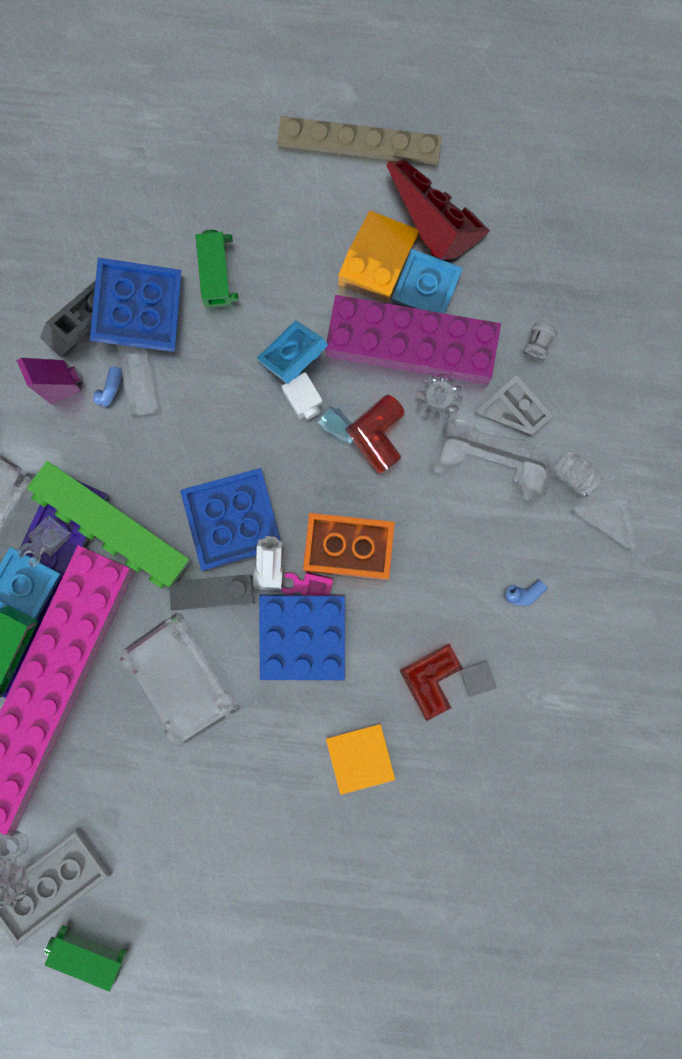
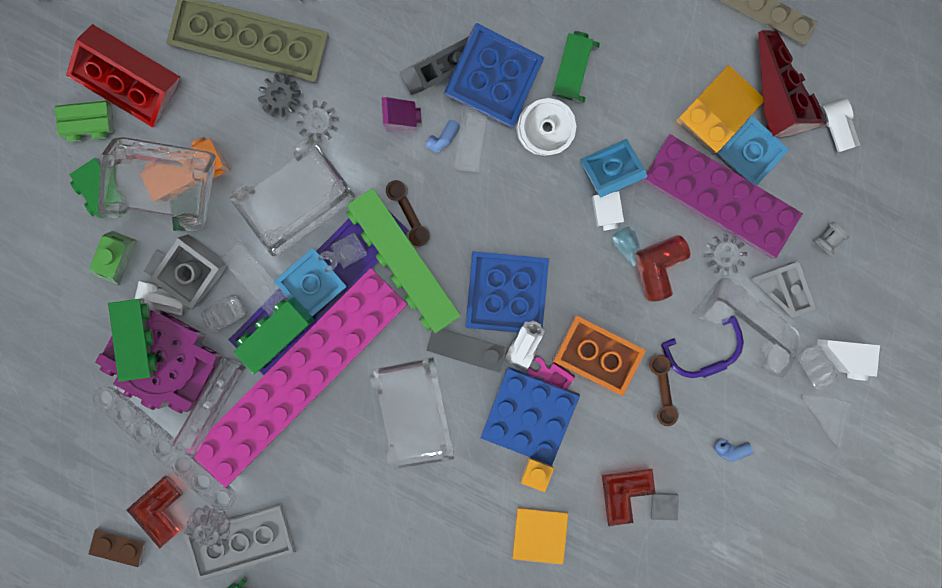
camera: 15 degrees right, 5 degrees up
(83, 458) = (398, 191): none -> reddish brown bar
(207, 319) = (559, 119): none -> white wheel
(331, 695) = (536, 474): none -> light orange brick
(418, 534) = (668, 414): none -> reddish brown bar
(472, 517) = (713, 368): none -> dark purple piece
(501, 221) = (839, 119): none -> white piece
(610, 450) = (852, 358): none -> white slope

